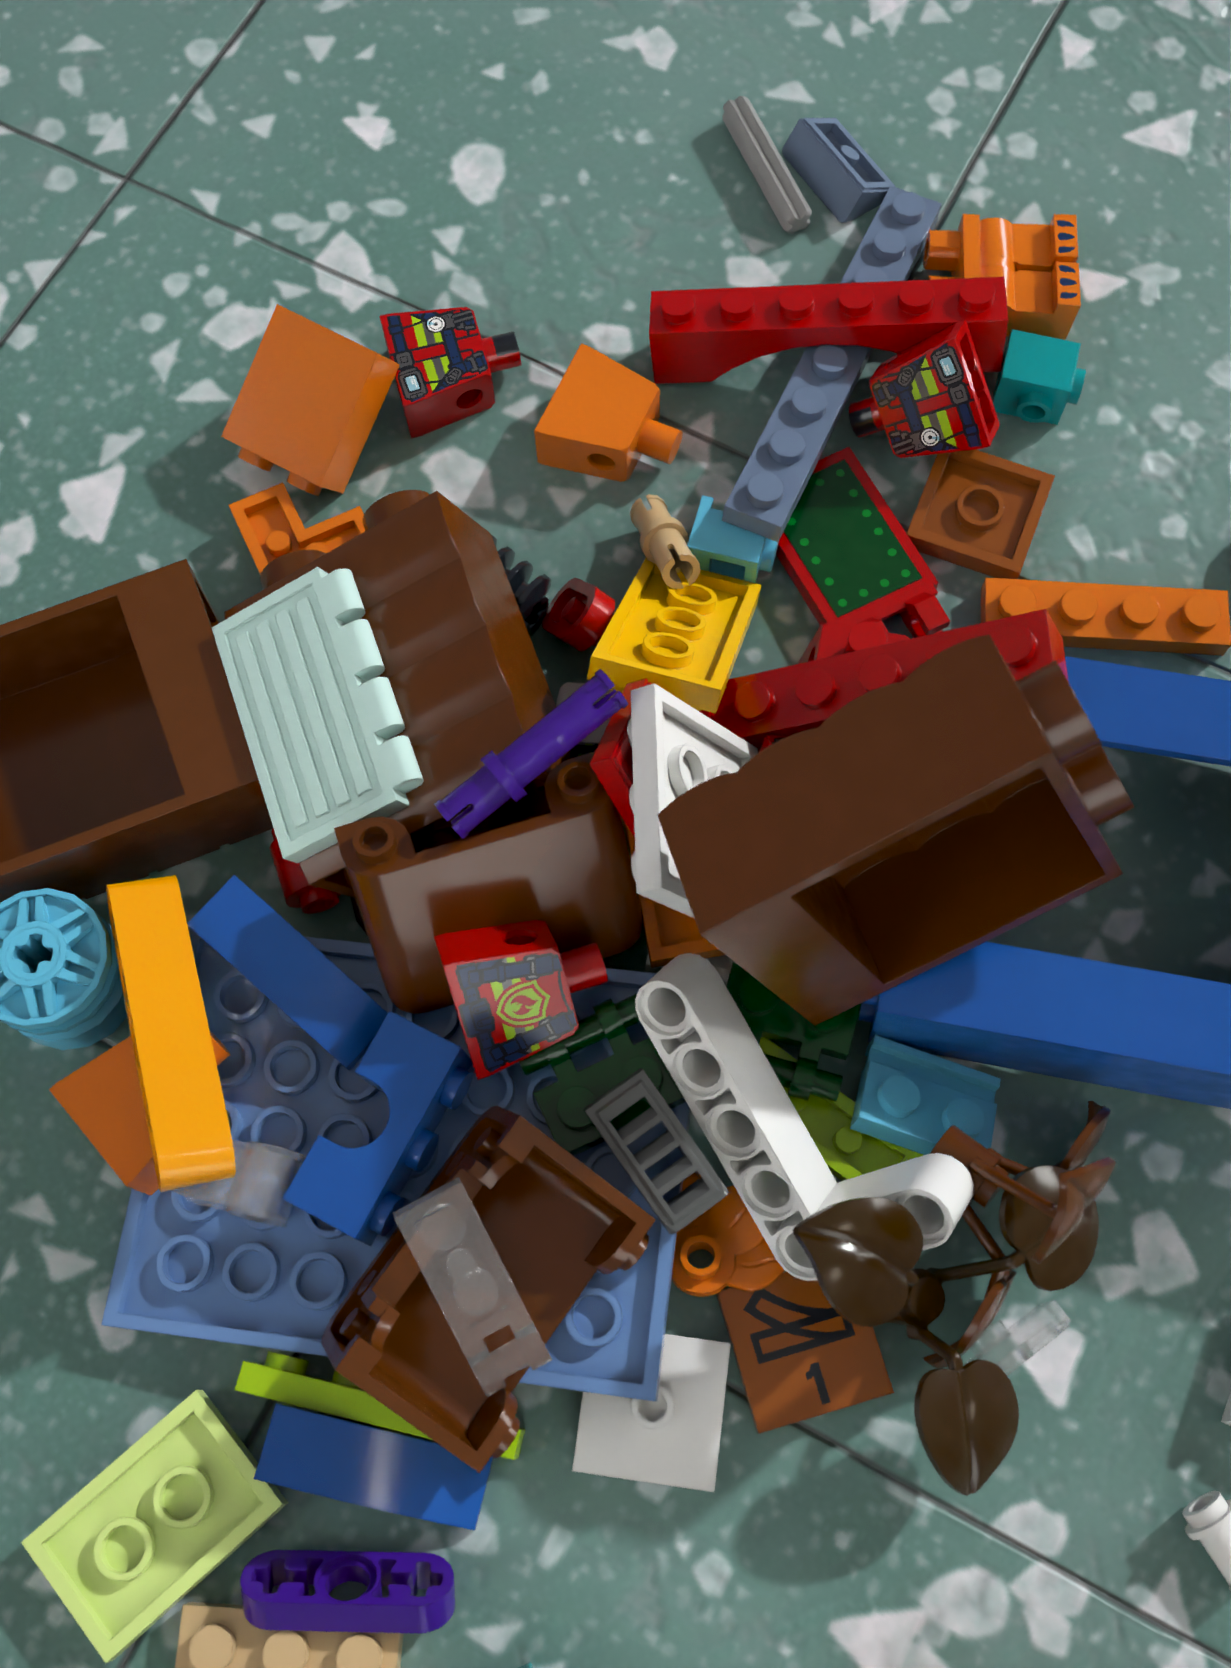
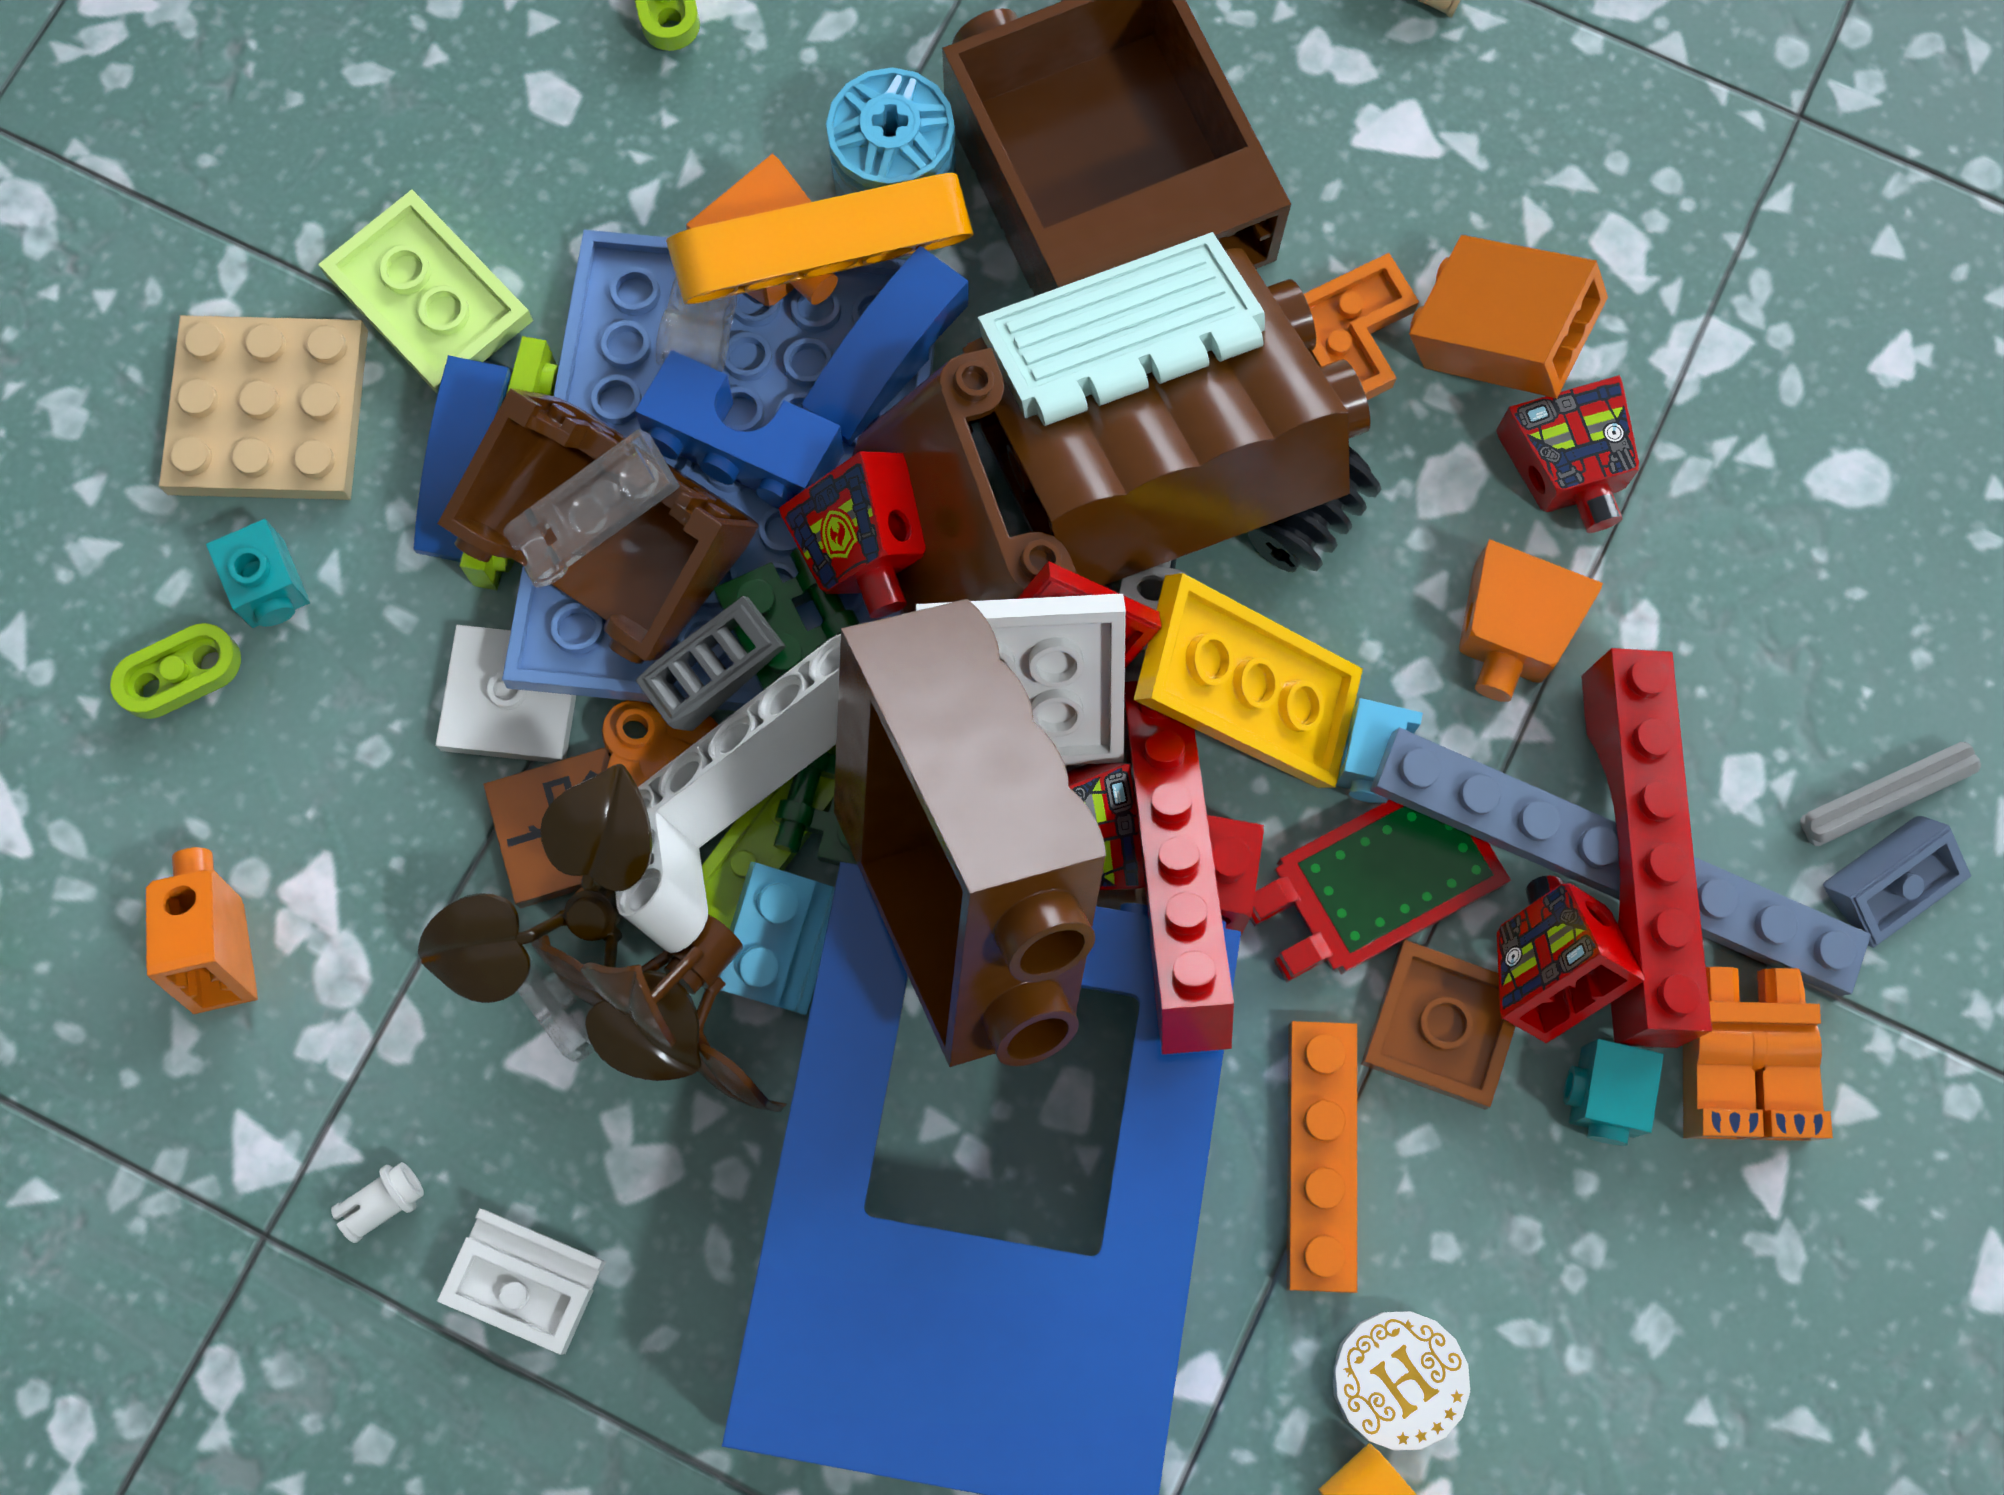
camera: 85 degrees right, 5 degrees up
(297, 1611) = (349, 468): dark purple beam -> none
(530, 754) = (1038, 489): dark purple pin -> none
(579, 614) = (1277, 593): red plate -> none
(664, 541) = (1370, 678): tan pin -> none

